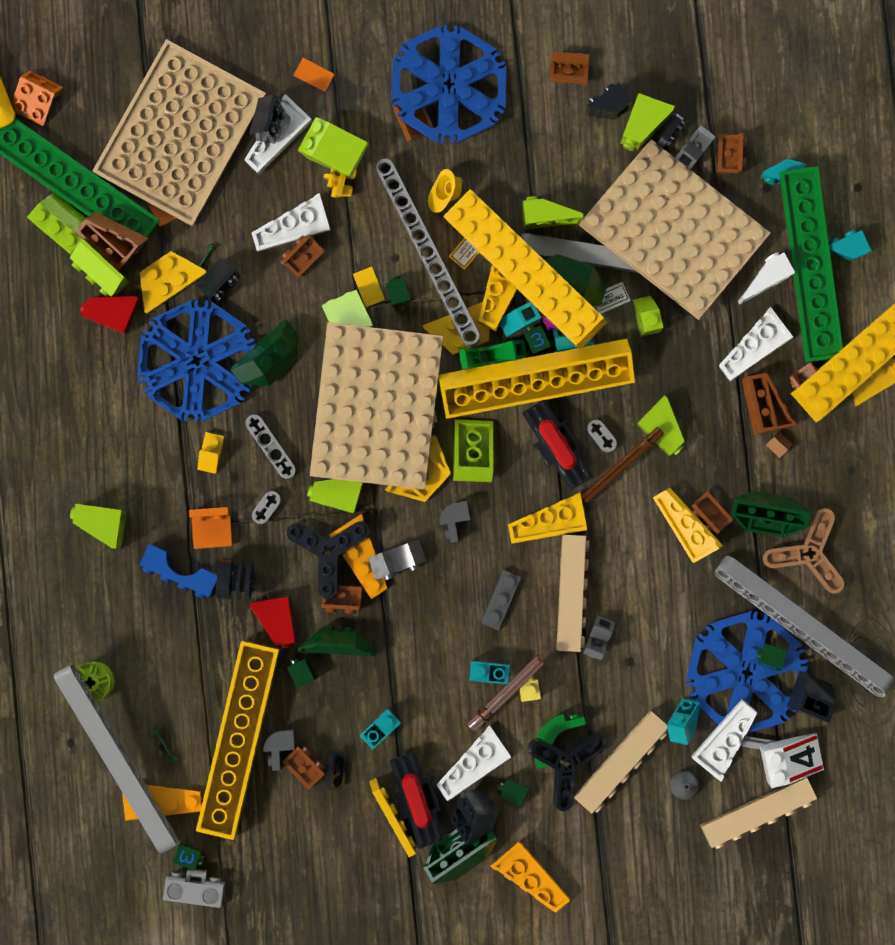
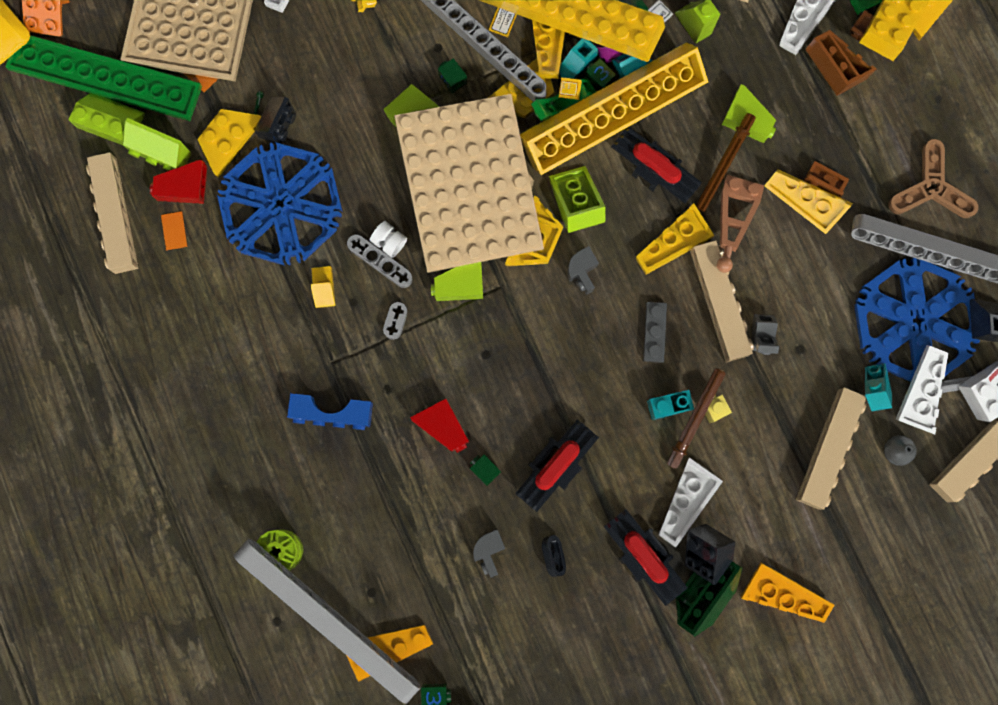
camera: 20 degrees left, 5 degrees down
(39, 317) = (112, 213): none -> tan brick
(90, 351) = (174, 230): none -> orange sticker
(101, 523) = (235, 387): lime slope -> none
(110, 239) = (160, 113): dark orange wedge -> none
(173, 759) = (386, 601): dark green hinge -> none
(211, 527) = (347, 357): orange bracket -> none
(233, 579) = (388, 399): black wheel -> none
(238, 740) = (445, 560): yellow brick -> none
(269, 357) = (349, 176): dark green wedge -> none
(285, 430) = (386, 237): none -> white wheel
(302, 220) = (336, 44): white wing -> none
(303, 255) = (349, 70): dark orange bracket -> none
(304, 767) = (520, 563): dark orange bracket -> none
(329, 565) = (475, 354): black piece -> none
(337, 642) = (510, 427): dark green wedge -> none
(347, 598) = (499, 382): dark orange bracket -> none
(359, 562) = (499, 332): light orange wing -> none
(368, 286) = (422, 80): yellow sticker -> none
(368, 695) = (560, 468): none -> black piece
(380, 728) = (583, 497): teal slope -> none
(390, 813) = (623, 578): yellow wing -> none
(397, 559) = (541, 326): flat silver brick -> none
(501, 346) = (570, 88): none -> yellow tile
(512, 792) = (736, 515): dark green brick -> none
(555, 726) = (749, 448): green arch -> none
(576, 757) = (782, 480): black piece -> none
(598, 439) = (692, 147): light grey beam -> none
(629, 494) = (744, 191): none -> nougat plate
(770, 514) = (884, 162): dark green wedge -> none
(771, 657) = (939, 295): dark green brick -> none
(779, 444) = (863, 97): medium nougat slope -> none

